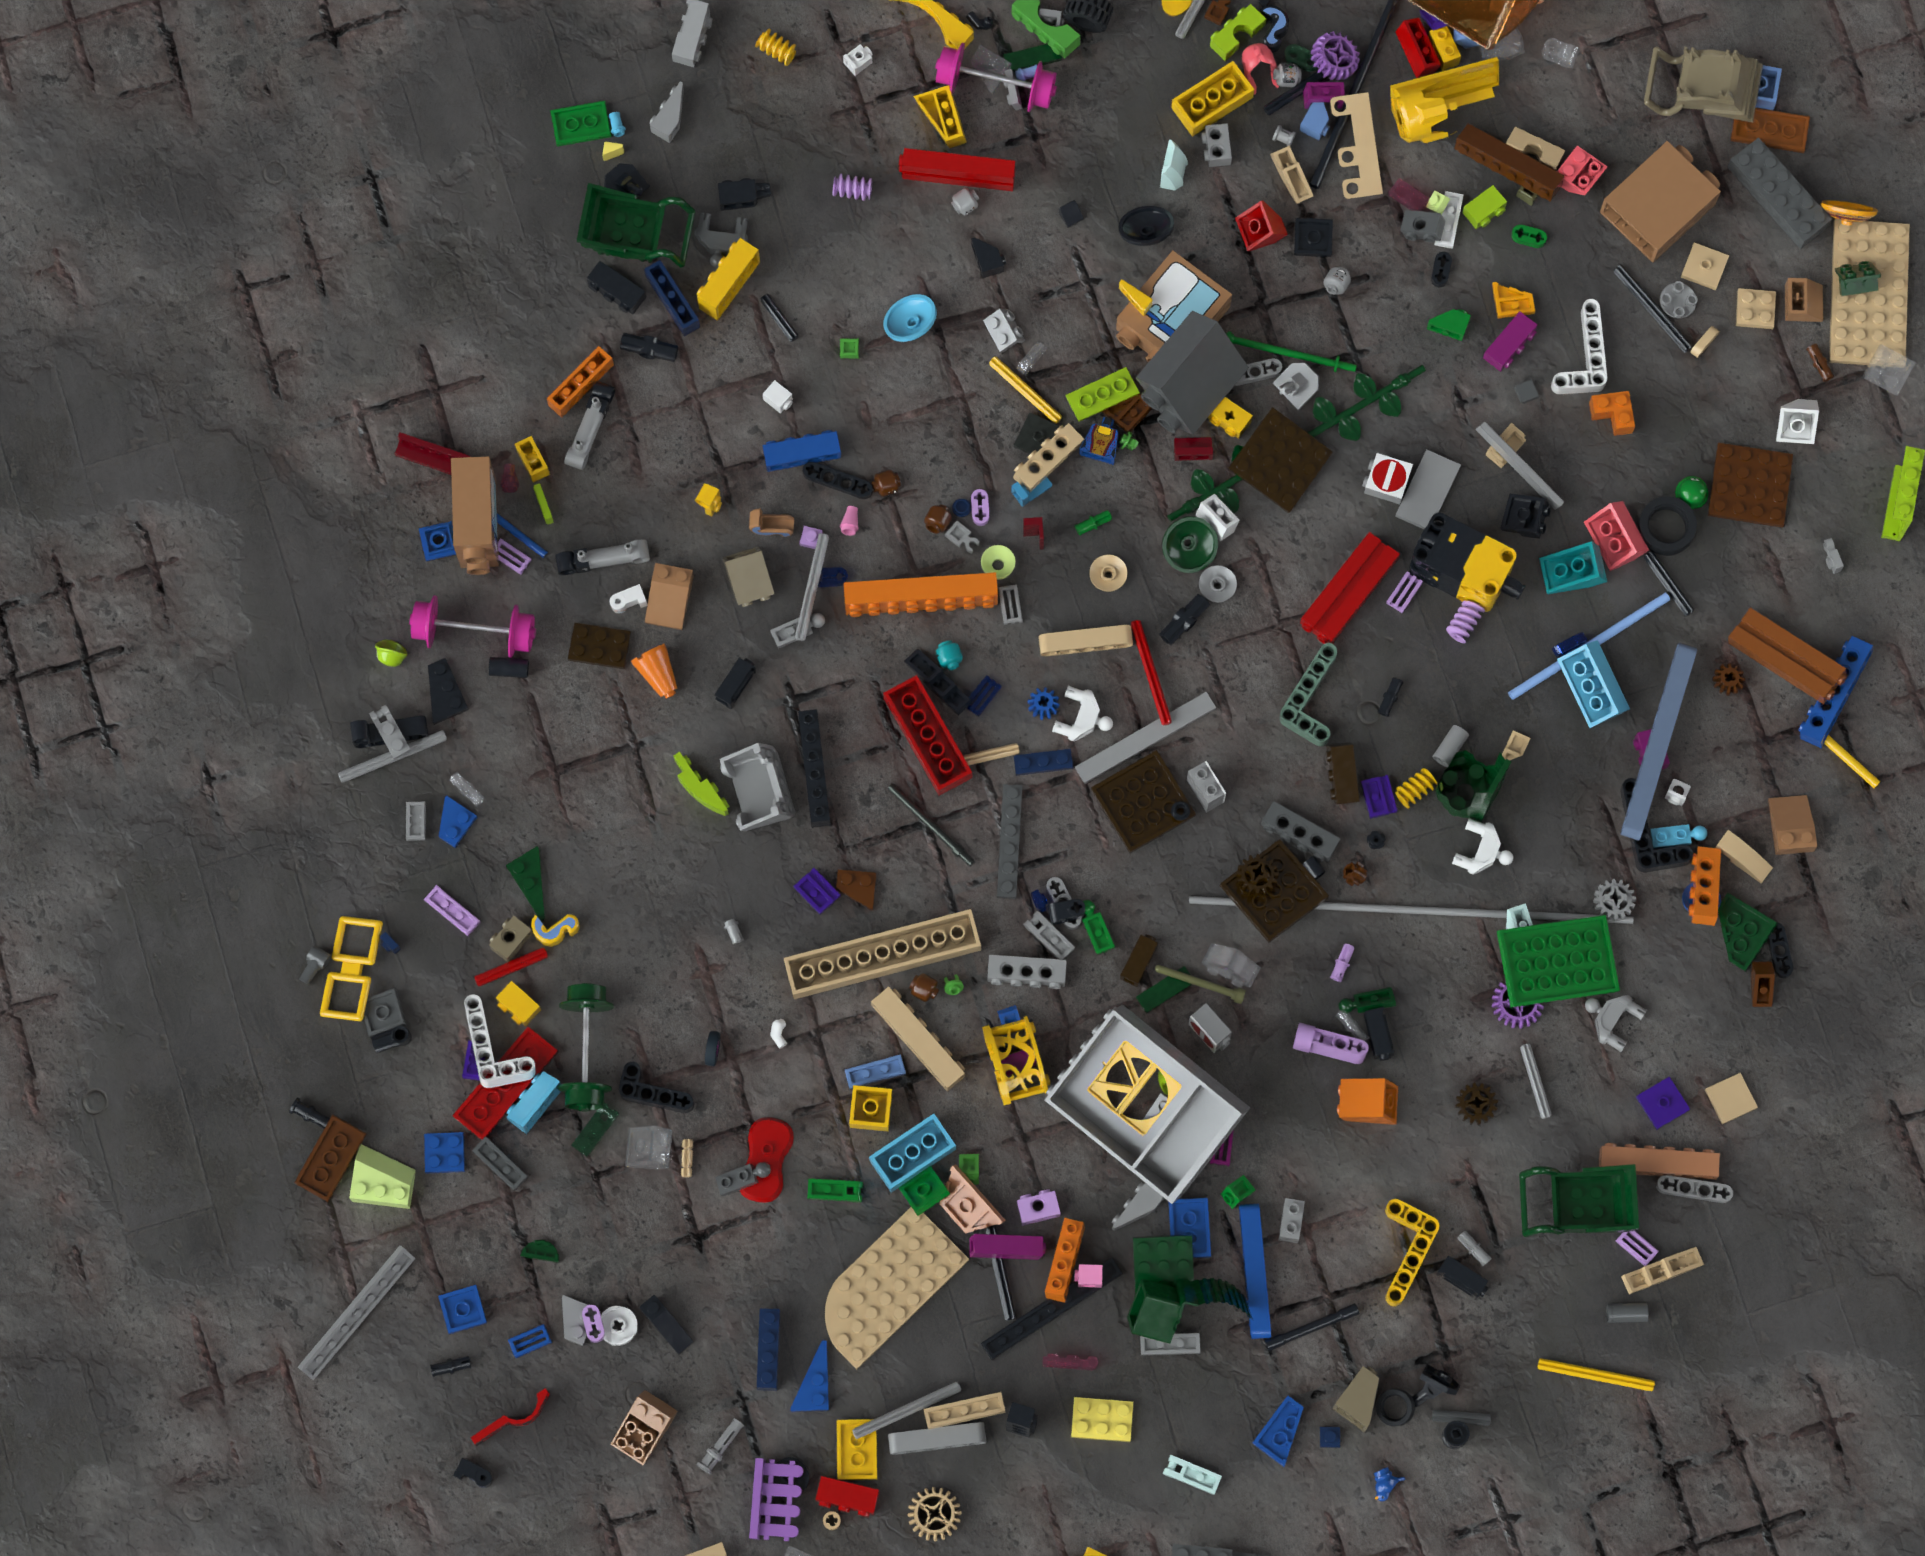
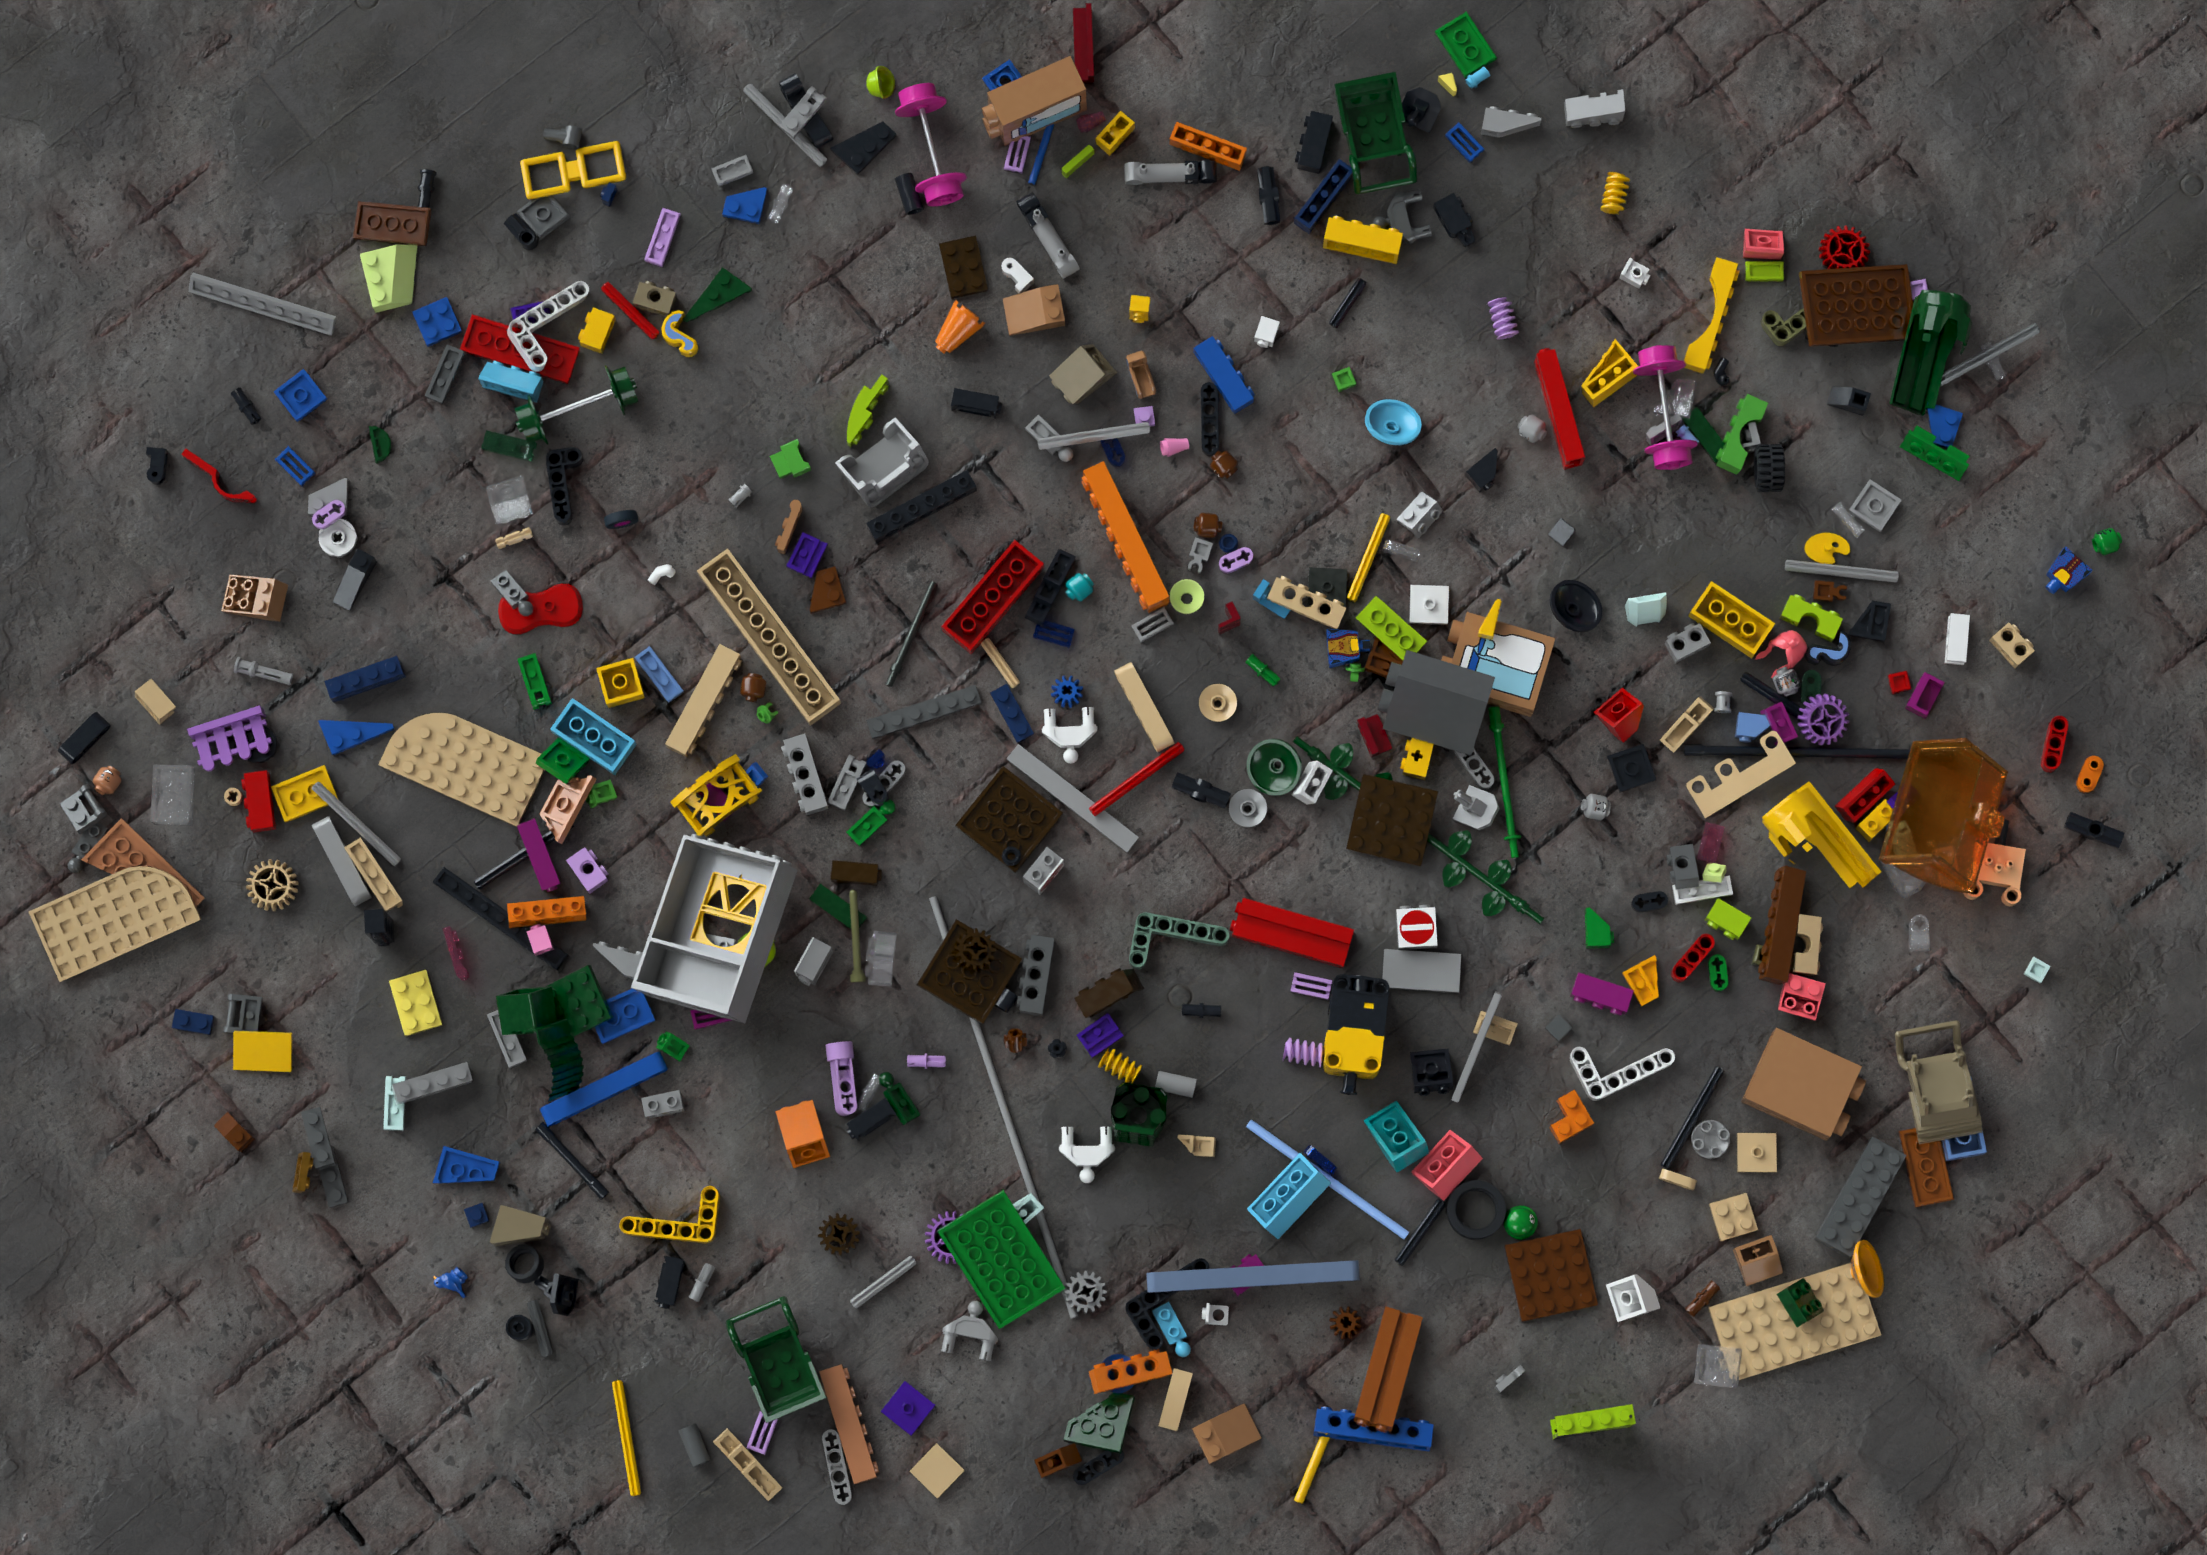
camera: 70 degrees right, 5 degrees up
(688, 160) = (1475, 154): none -> blue tile
(719, 872) = (789, 461): none -> bright green piece
(782, 896) = (789, 526): none -> medium nougat plate
(1091, 354) = (1429, 604): none -> white plate
(1189, 1430) = (431, 1083): none -> light grey brick
(1508, 260) = (1696, 949): none -> red beam

